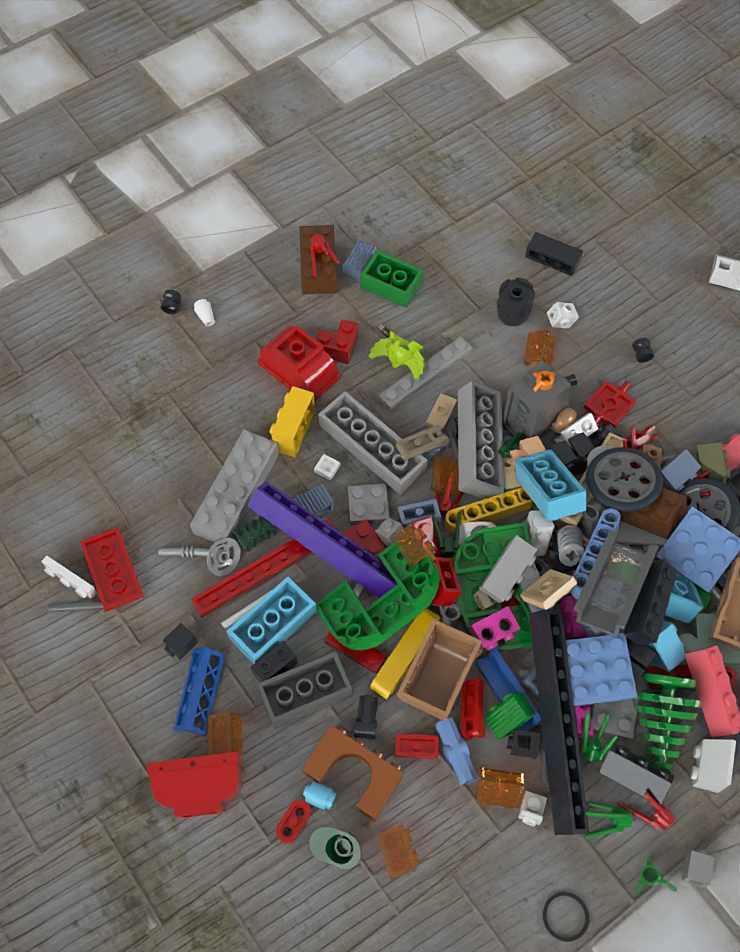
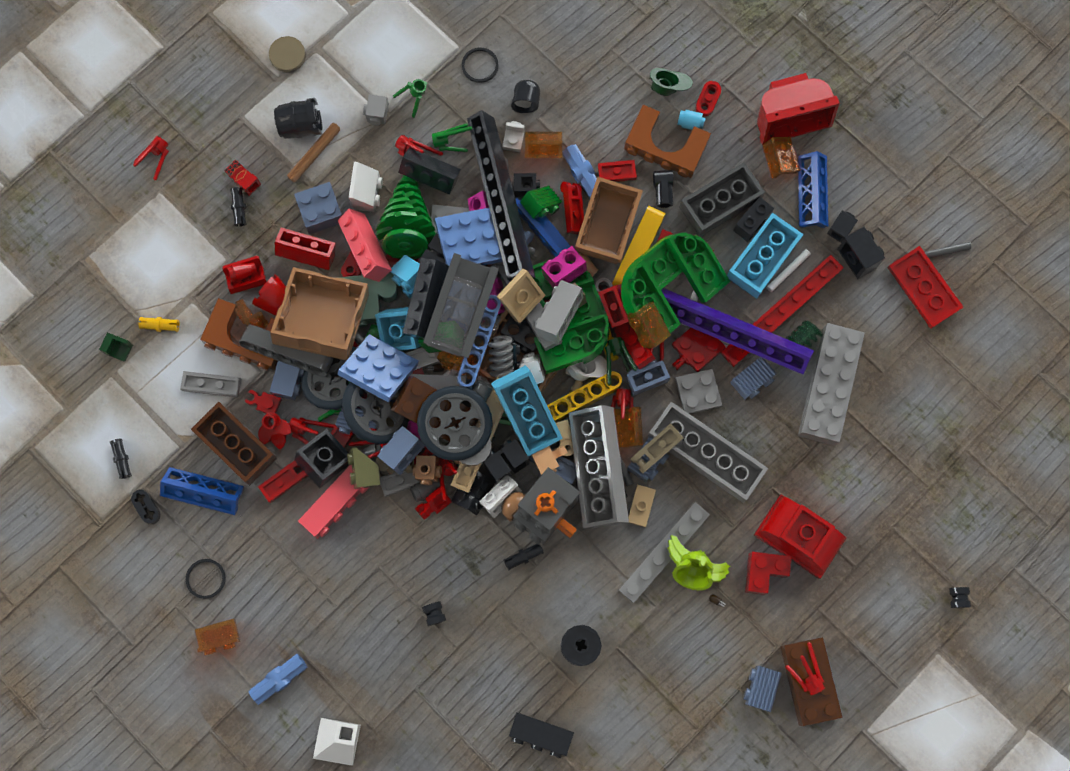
camera: 170 degrees right, 15 degrees up
(68, 578) = (962, 272): white plate -> none
(167, 605) = (861, 252): none -> black brick
(204, 311) = (919, 591): white cone -> none
(215, 552) = (829, 312): light grey dish -> none
(293, 421) = (792, 460): yellow brick -> none
(327, 467) = (746, 422): white plate -> none
(388, 530) = (670, 354): light grey brick -> none
(391, 278) = (722, 663): green brick -> none
(397, 851) = (620, 88): clear orange bracket -> none
(511, 445) = (568, 463): dark green axle -> none
(513, 857) = (526, 91): none -> black helmet
(539, 347) = (546, 599): clear orange bracket -> none
(562, 315) = (525, 643): white brick -> none
(593, 750) = (466, 187): green plant -> none
(610, 403) = (467, 540): red plate -> none

